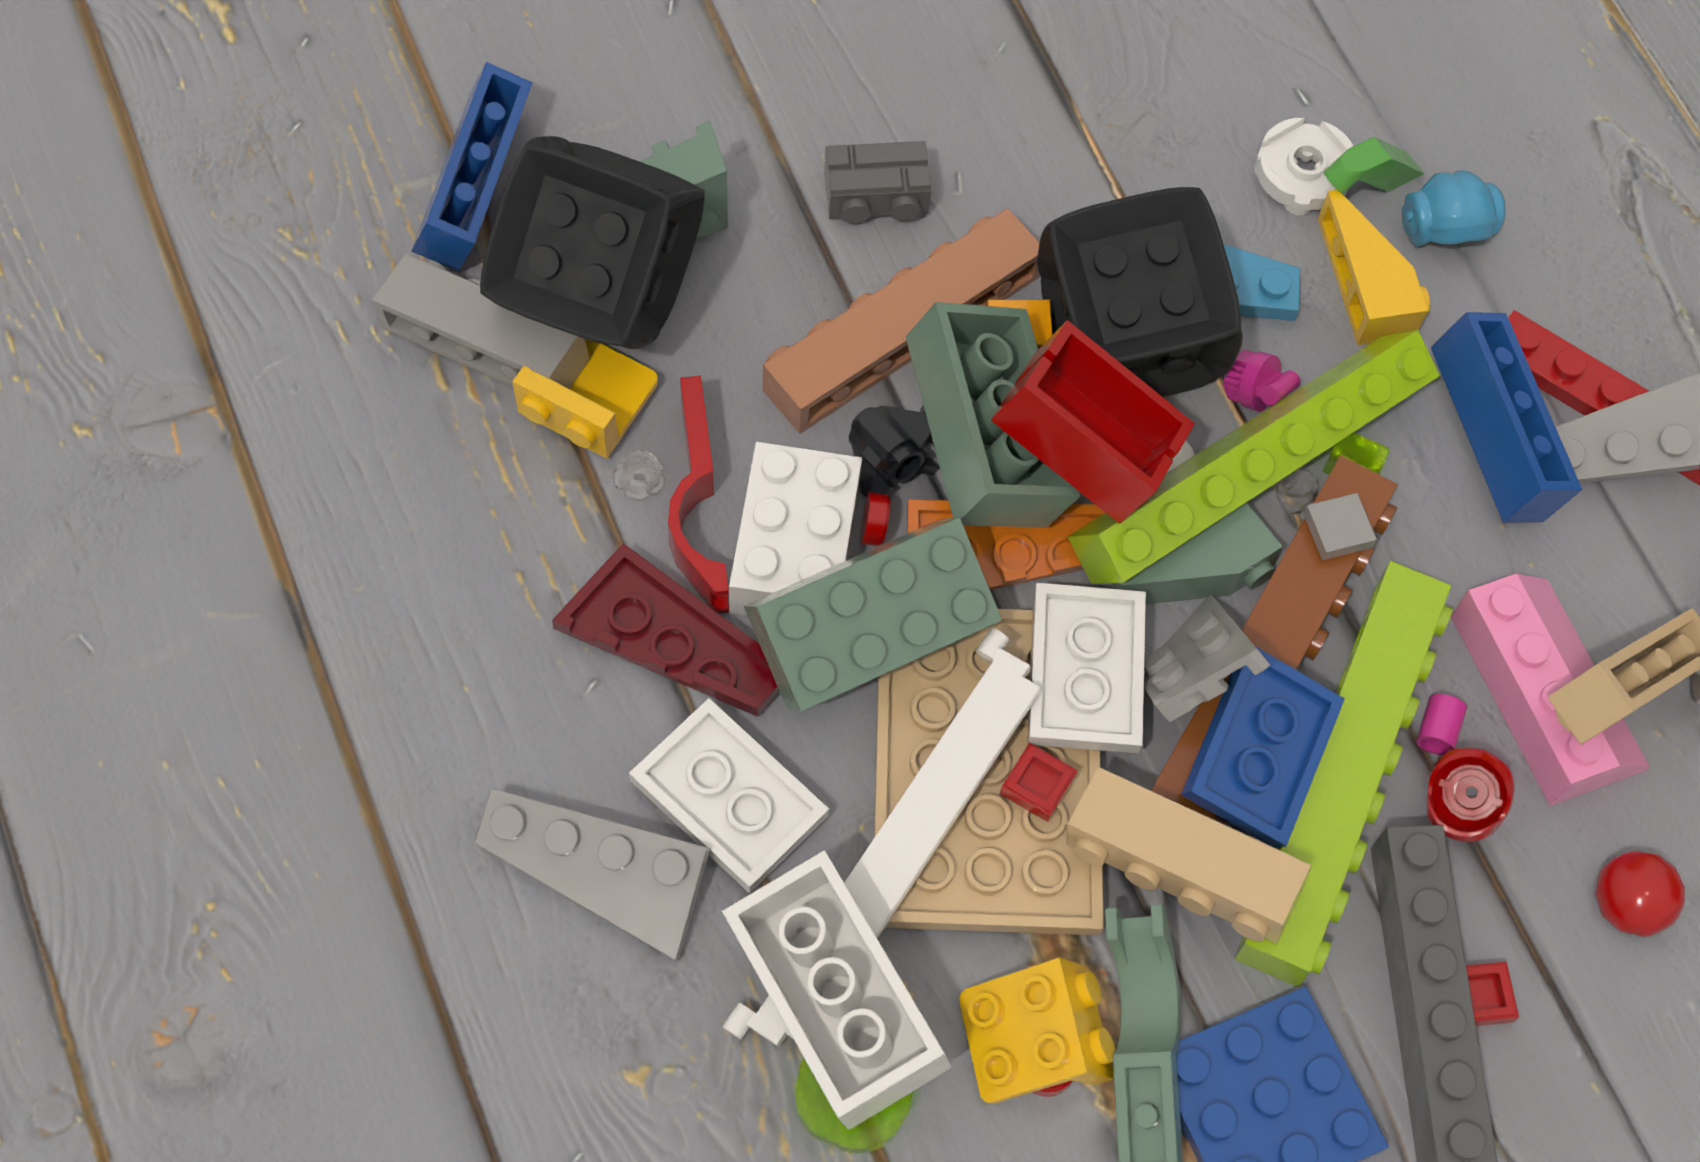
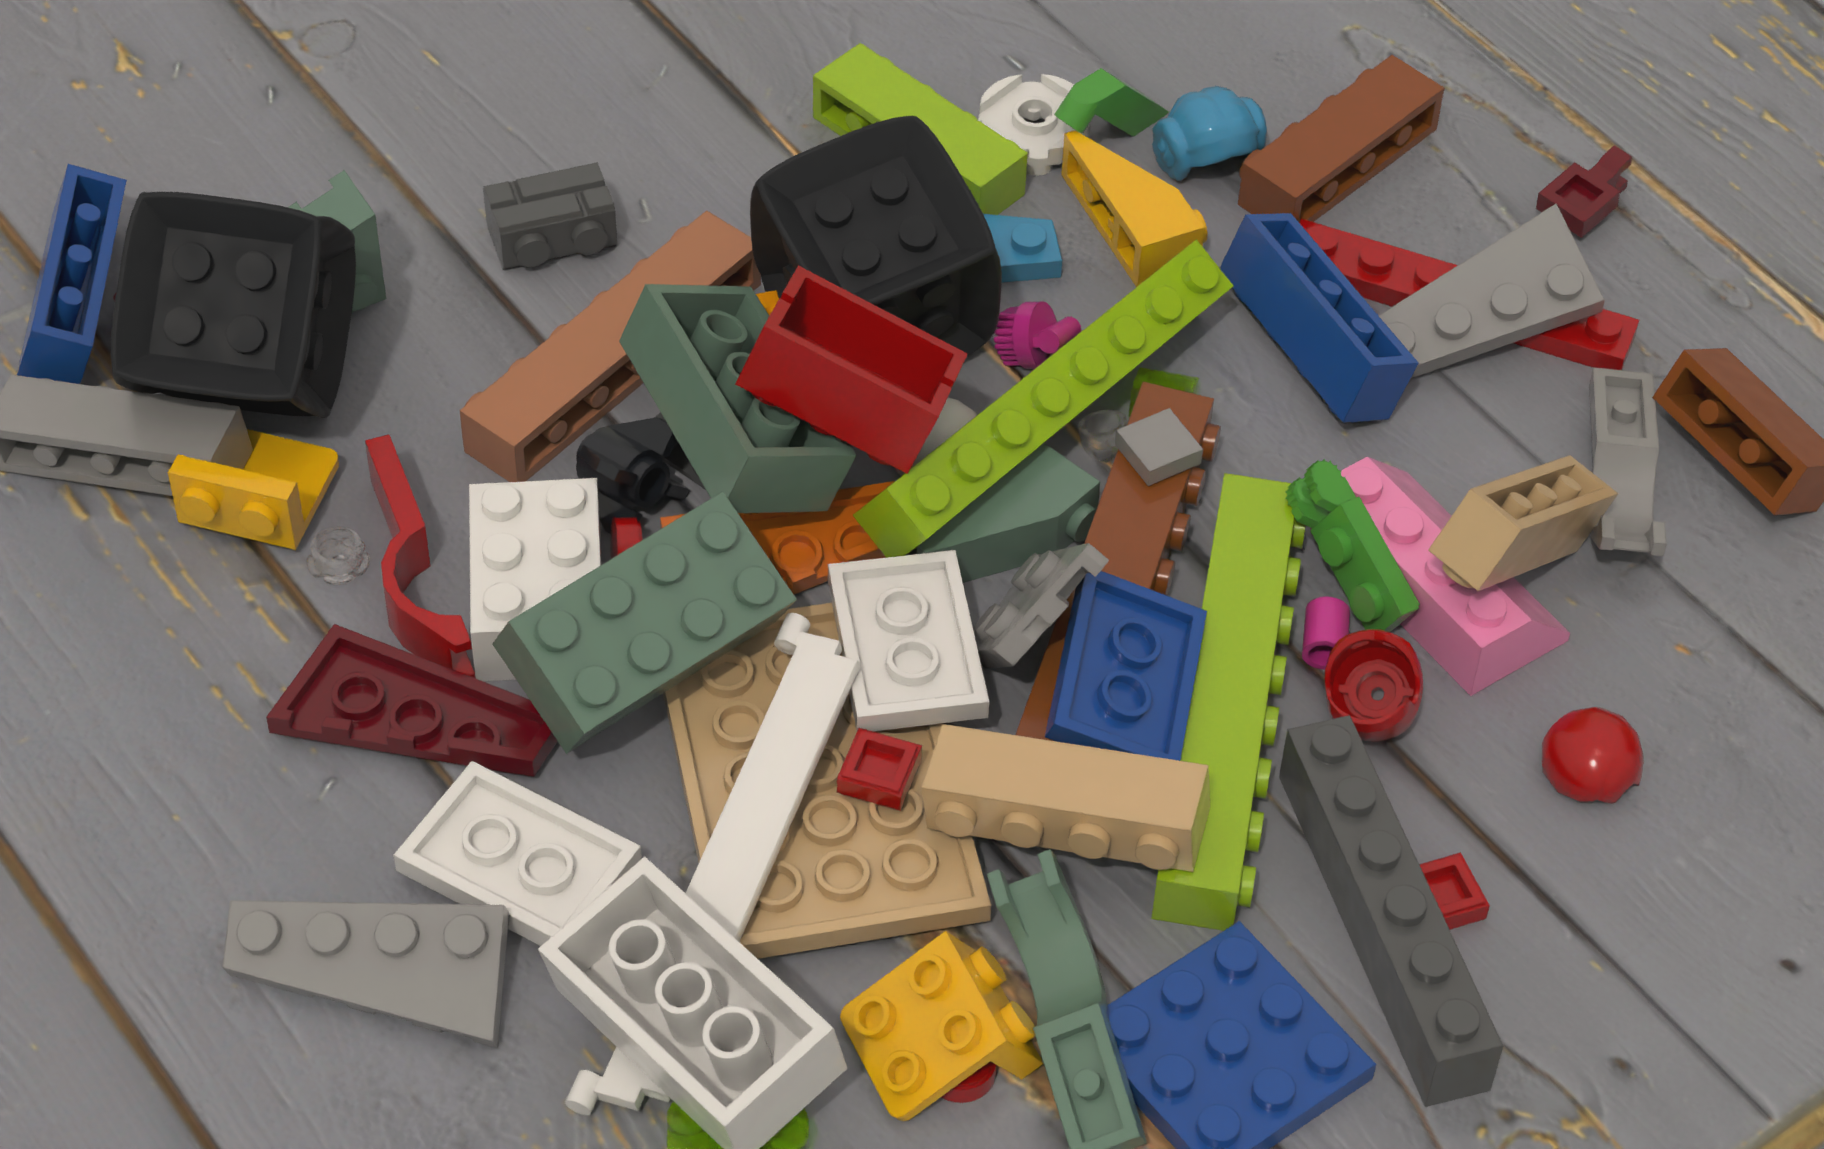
camera: 10 degrees left, 15 degrees down
(1201, 152) = (869, 89): none -> lime brick
(1483, 658) = (1352, 547): none -> bright green hinge
(1565, 242) = (1342, 143): none -> dark orange brick

